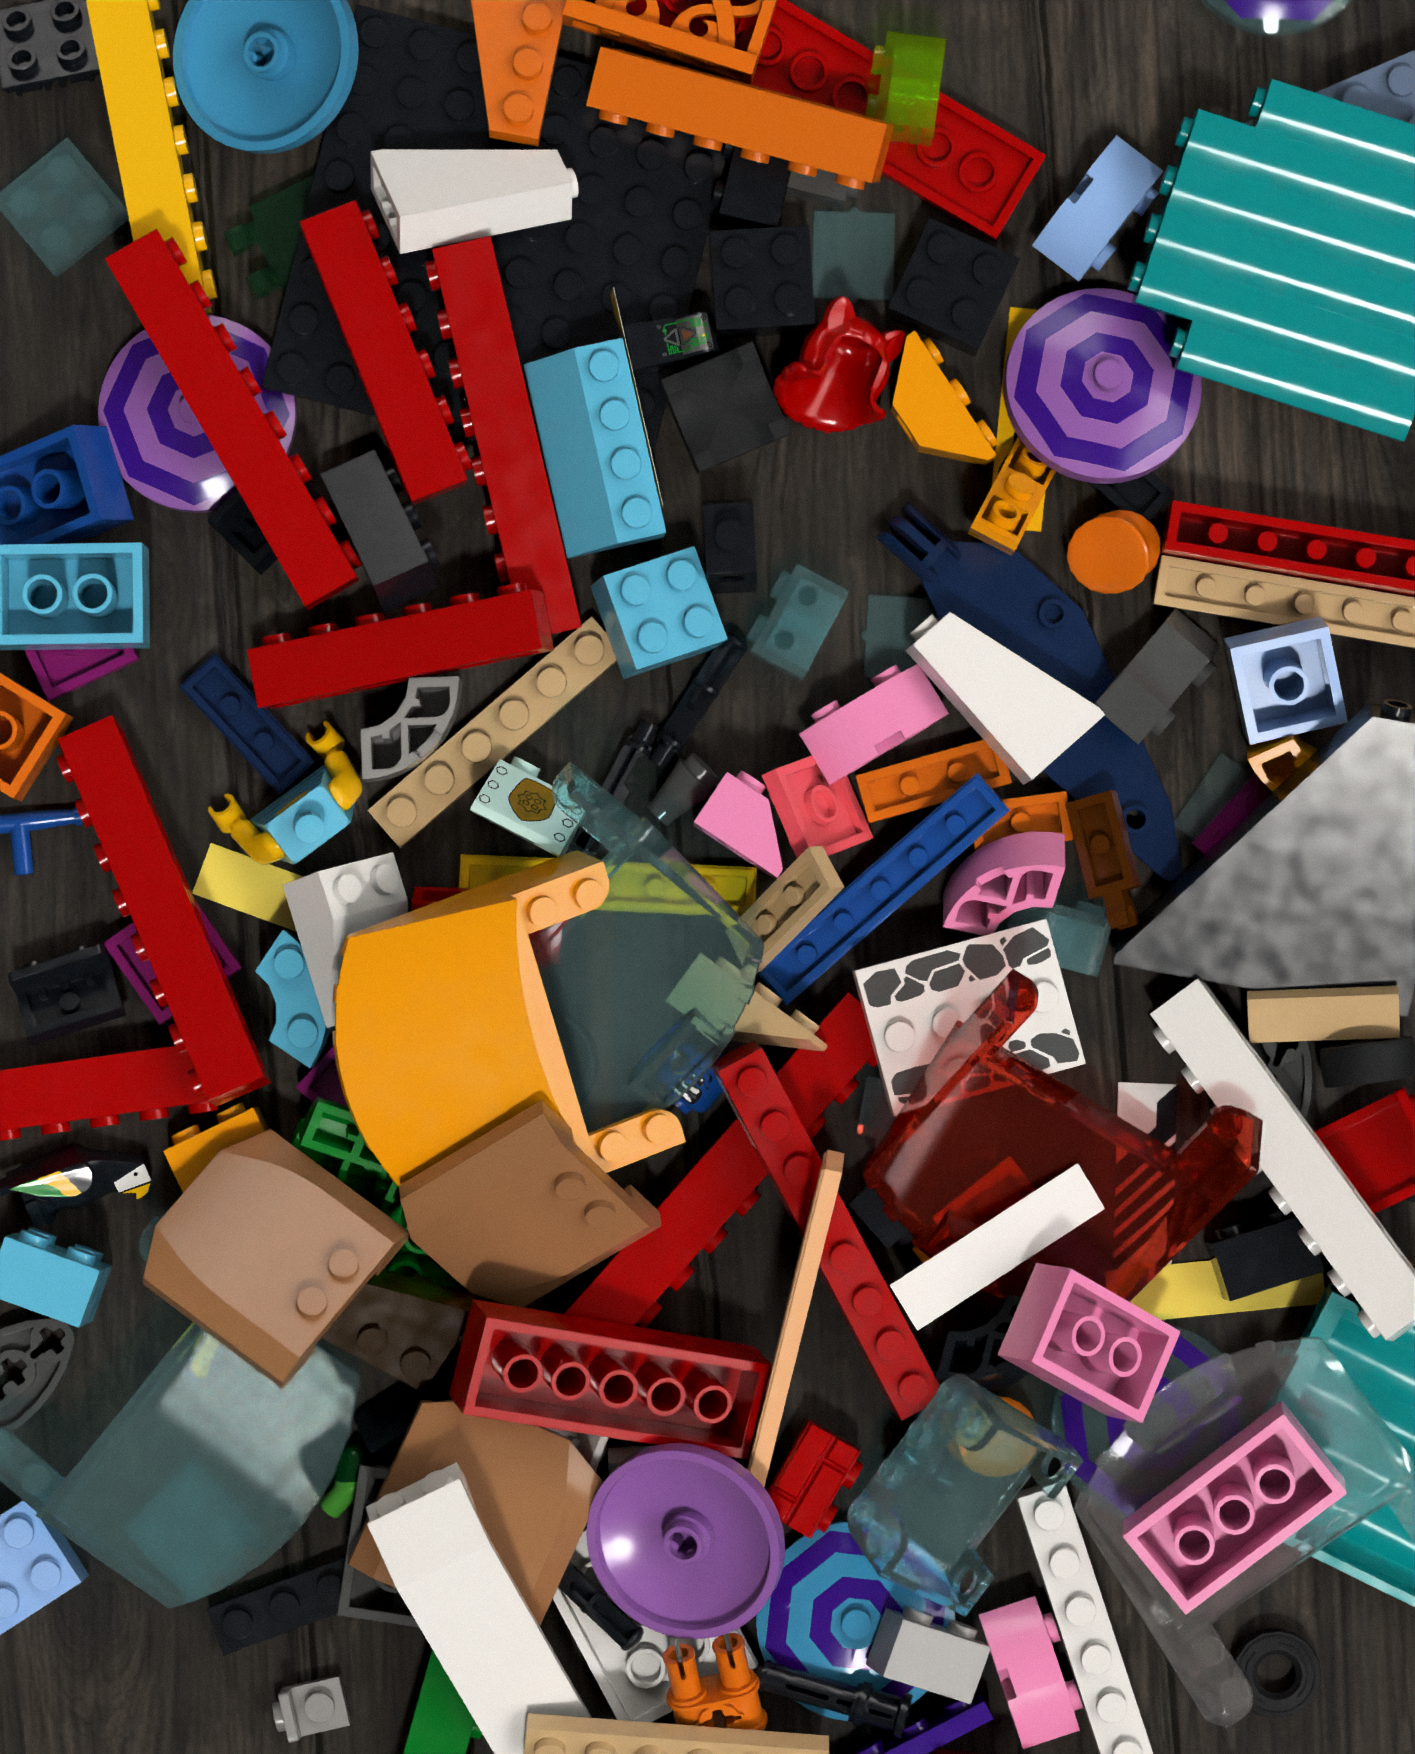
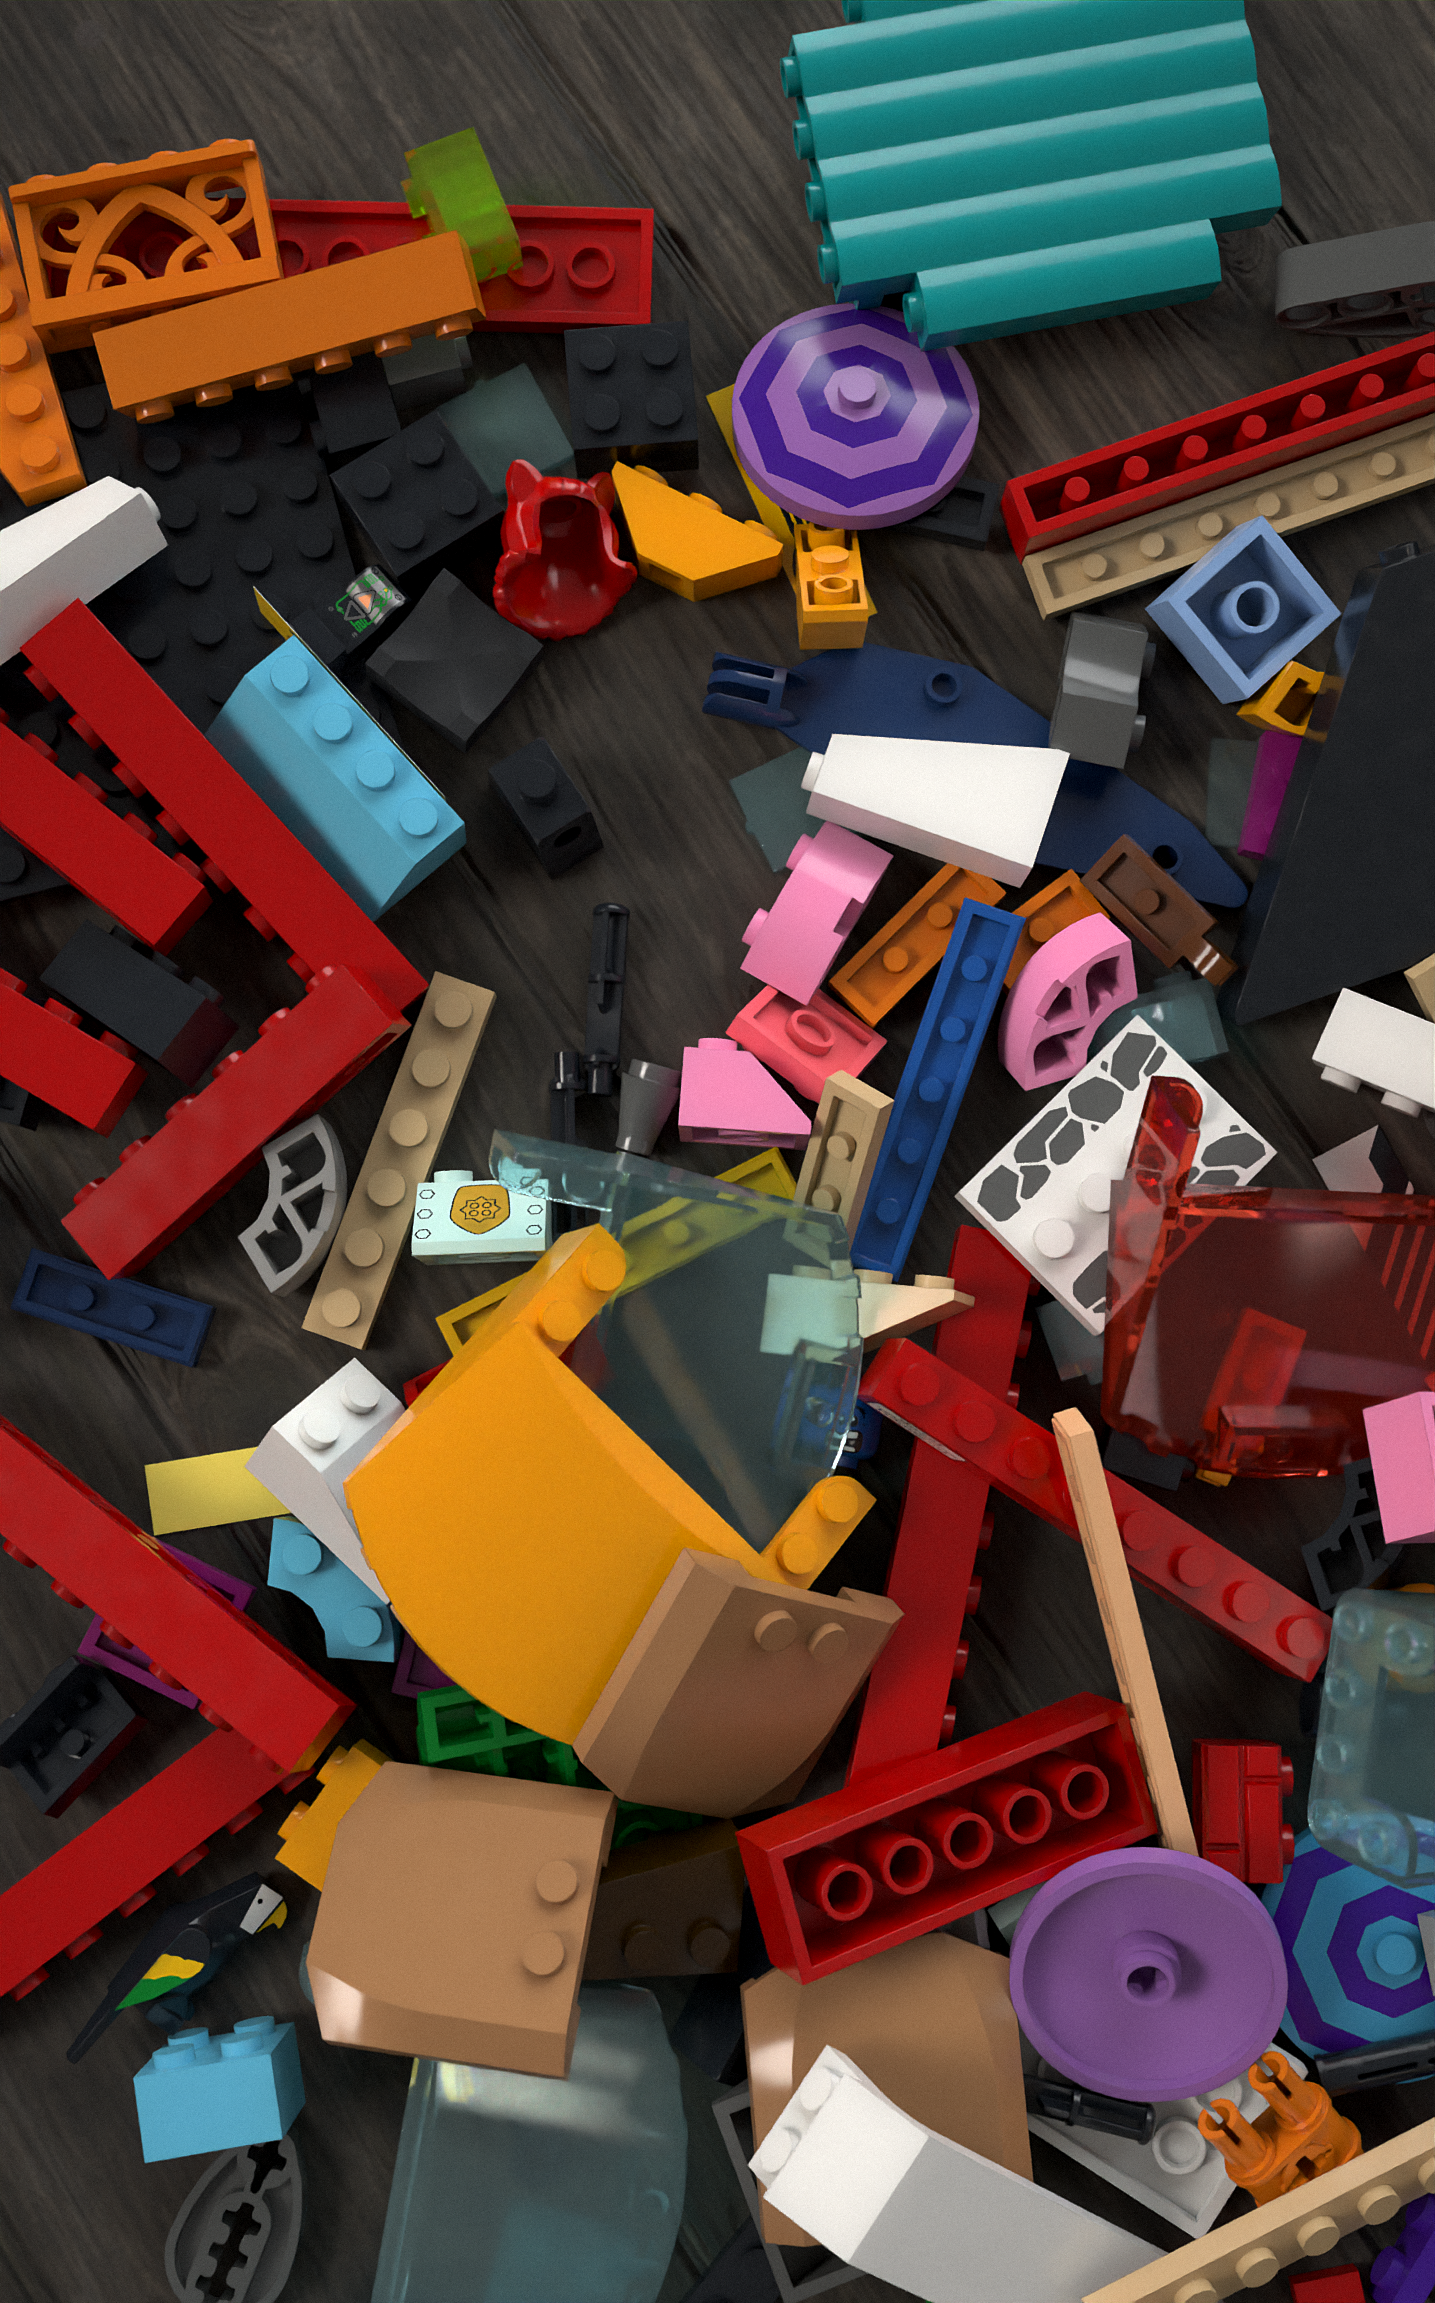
camera: 30 degrees left, 5 degrees down
(303, 815) = (228, 1374): torso -> none
(346, 1479) = (708, 2144): arm -> none
(658, 612) = (506, 921): medium azure brick -> none
(798, 621) = (668, 849): clear light blue brick -> none
(997, 1246) = (1300, 1419): white sticker -> none
(1098, 208) = (741, 232): light blue brick -> none
(1113, 551) = (971, 583): orange piece -> none

